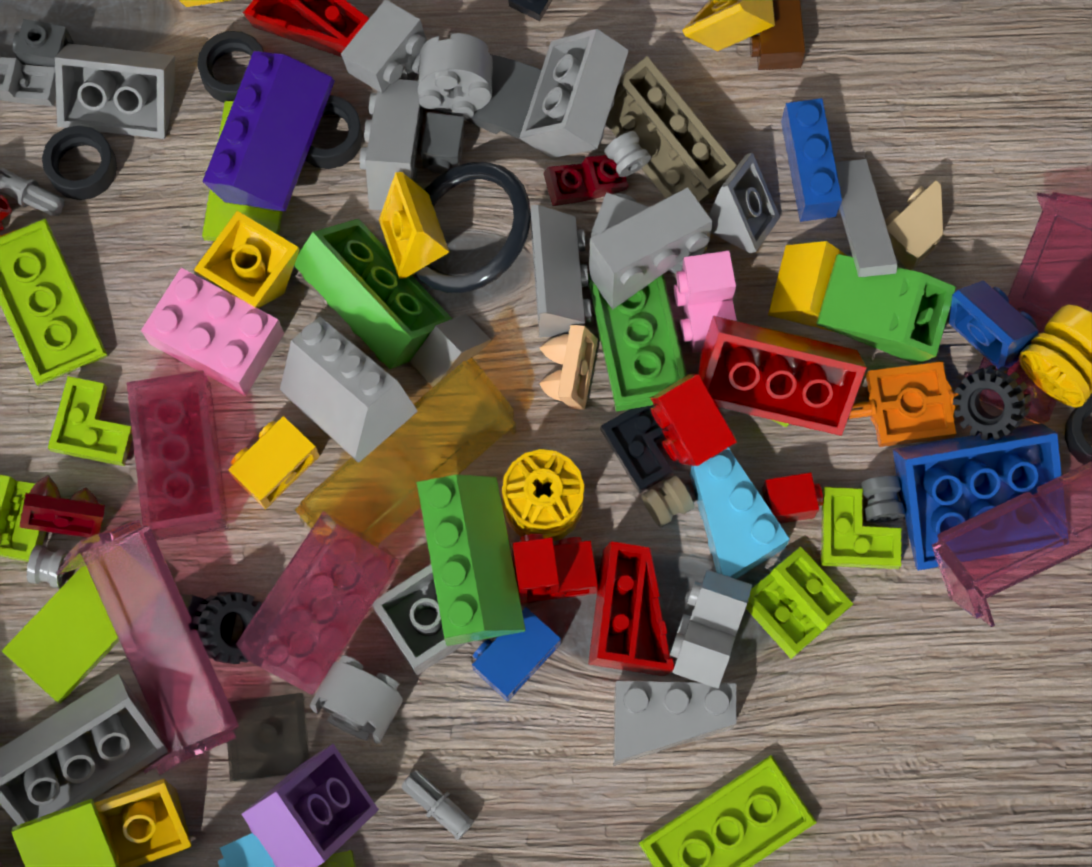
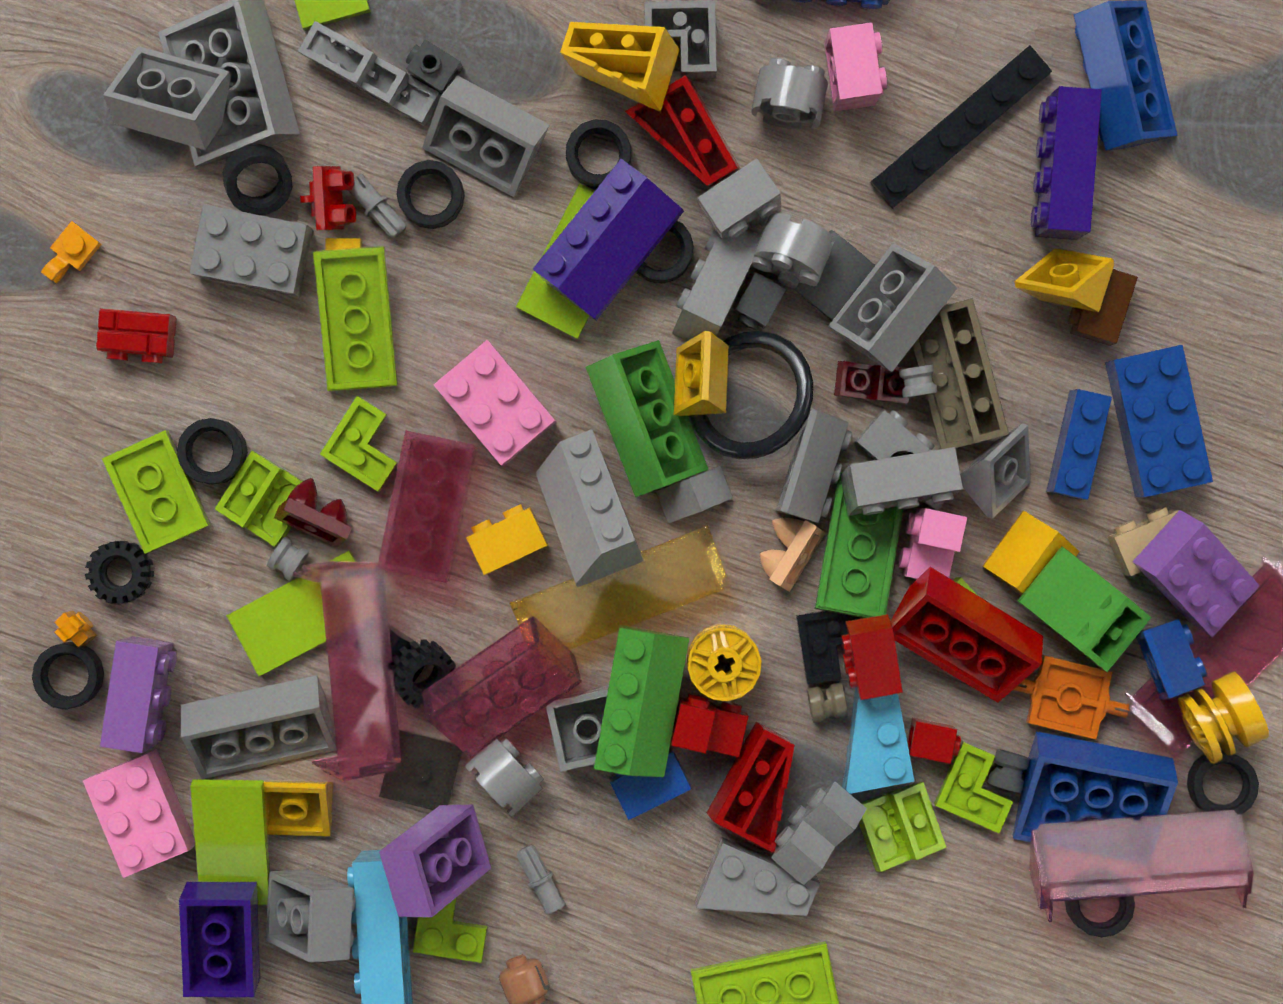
camera: 25 degrees right, 15 degrees up
(249, 261) = (547, 354): yellow slope -> none
(864, 220) = (1100, 522): light grey tile -> none
(879, 111) = (1159, 421): none -> blue brick
(979, 229) = (1196, 573): none -> medium lavender brick
(1010, 393) = (1148, 723): black tyre -> none
(1028, 628) = (1102, 929): none -> black tyre

